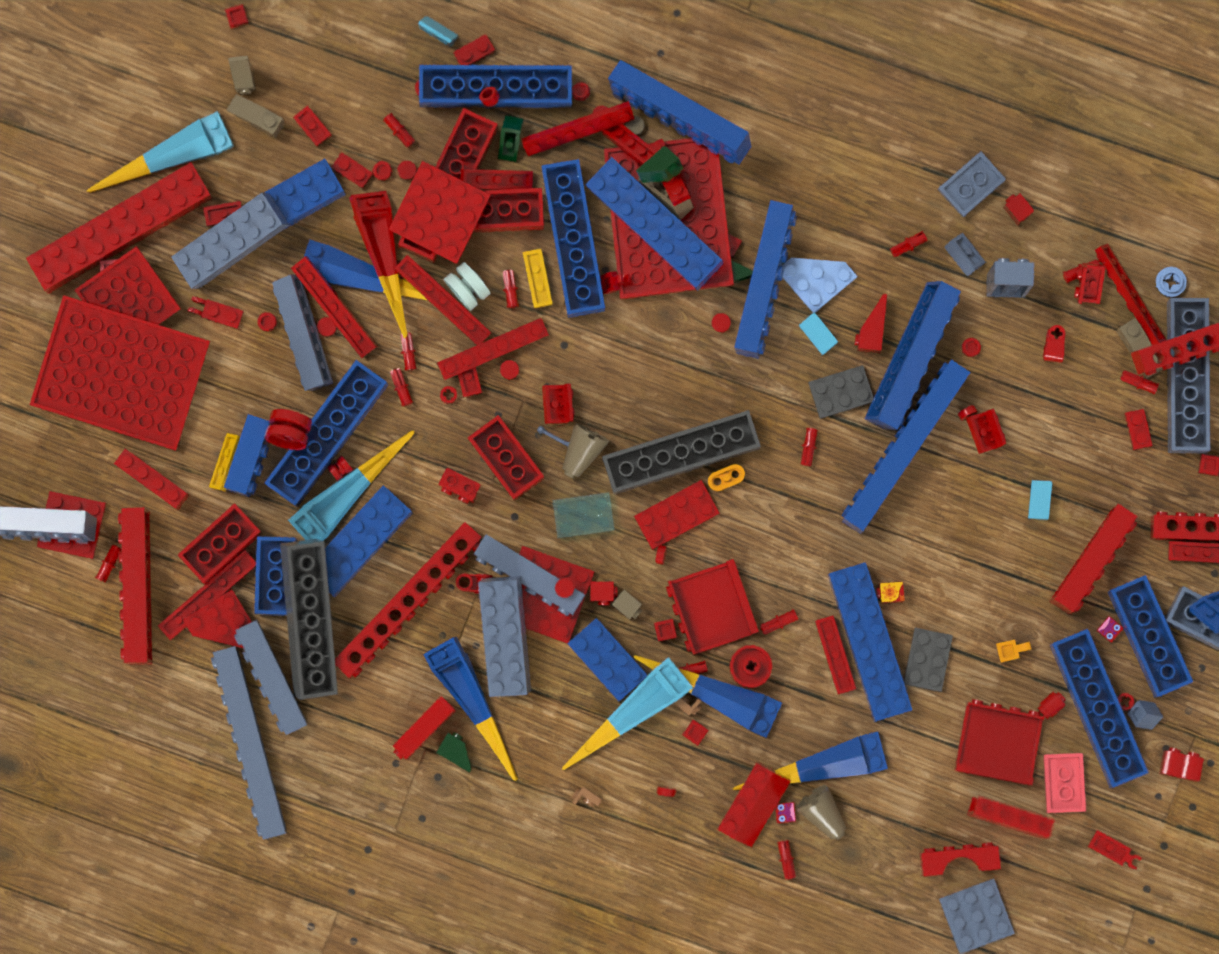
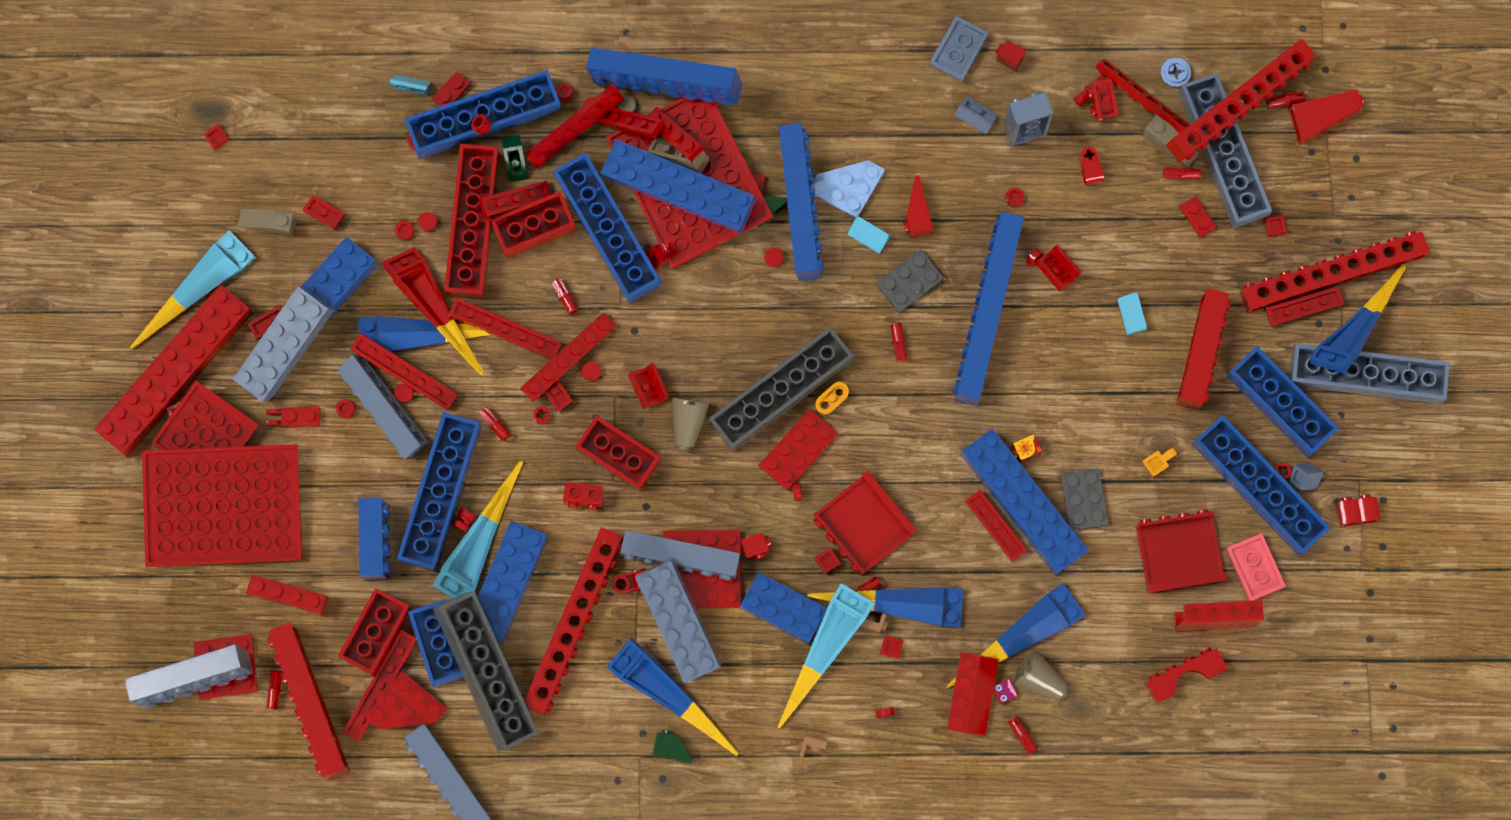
camera: 20 degrees left, 5 degrees down
(224, 462) = (351, 554): yellow plate -> none
(242, 74) = (240, 186): dark tan slope -> none
(271, 677) = (465, 737): sand blue brick -> none
(288, 429) = (402, 498): red wheel -> none
(352, 170) = (376, 240): red plate -> none
(399, 130) = (407, 187): red axle -> none
(408, 352) = (490, 389): red axle -> none
(423, 728) = (632, 736): red slope -> none
(439, 212) = (473, 246): red plate -> none
(469, 284) = (523, 307): light aqua wheel -> none
(537, 278) = (587, 277): yellow plate -> none
(541, 429) = (641, 416): sand blue hinge -> none
(564, 588) = (718, 553): red tile -> none
(583, 515) = (710, 481): clear light blue plate -> none
(627, 605) = (783, 550): dark tan brick -> none
(660, 167) = (665, 130): dark green slope -> none
(755, 656) = (924, 554): red wheel -> none
(779, 622) = (931, 514): red axle -> none
(909, 244) = (921, 123): red axle -> none
(913, 355) = (964, 222): blue brick -> none
(976, 916) = (1221, 723): sand blue plate -> none
(1051, 705) = (1215, 499): red brick -> none
(1109, 629) = (1242, 410): tile -> none
(1112, 849) = (1324, 613): red plate -> none

